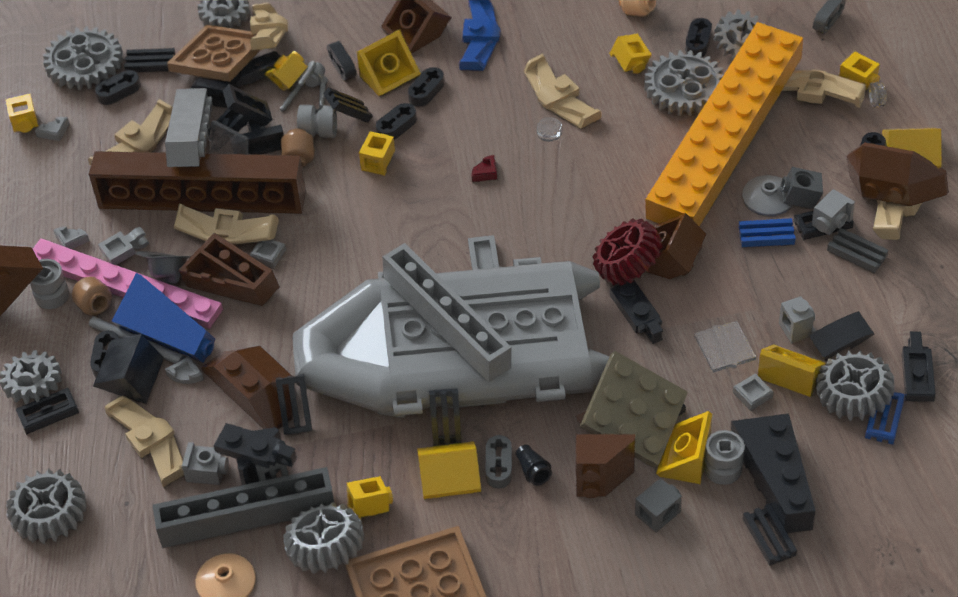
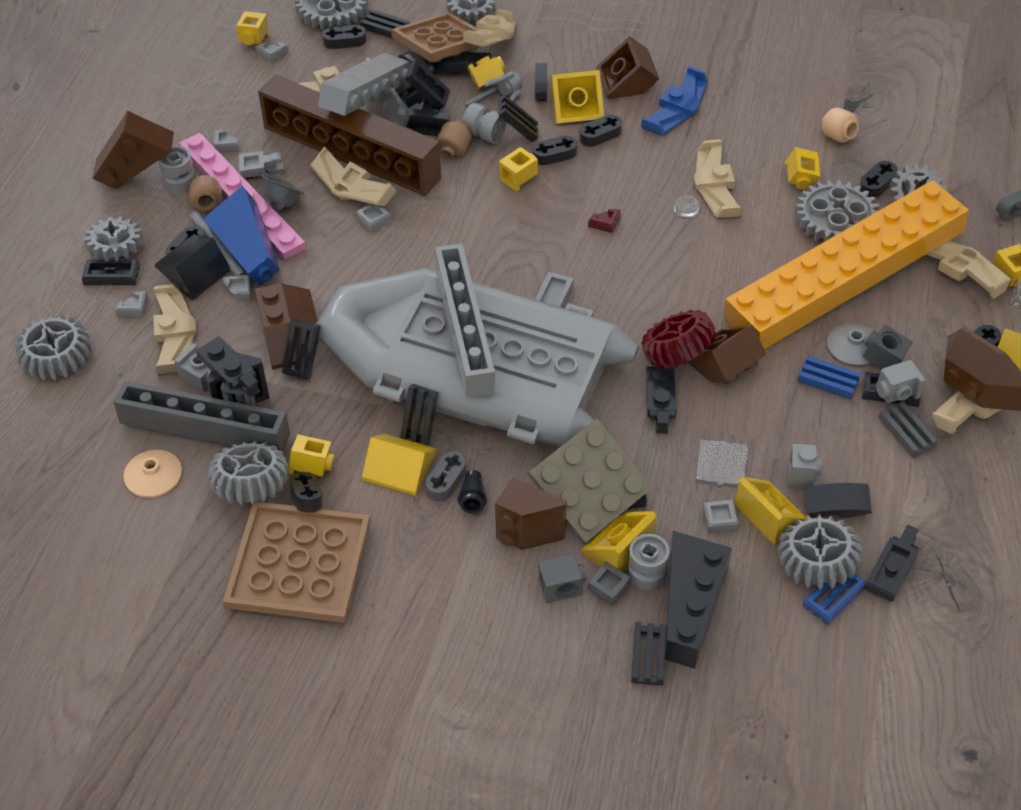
camera: 25 degrees right, 0 degrees up
(93, 433) = (133, 306): none -> light grey tile
(229, 272) = (323, 218): reddish brown wedge -> none
(386, 531) = (306, 492): none -> black beam
(700, 490) = (609, 583): none -> dark grey plate

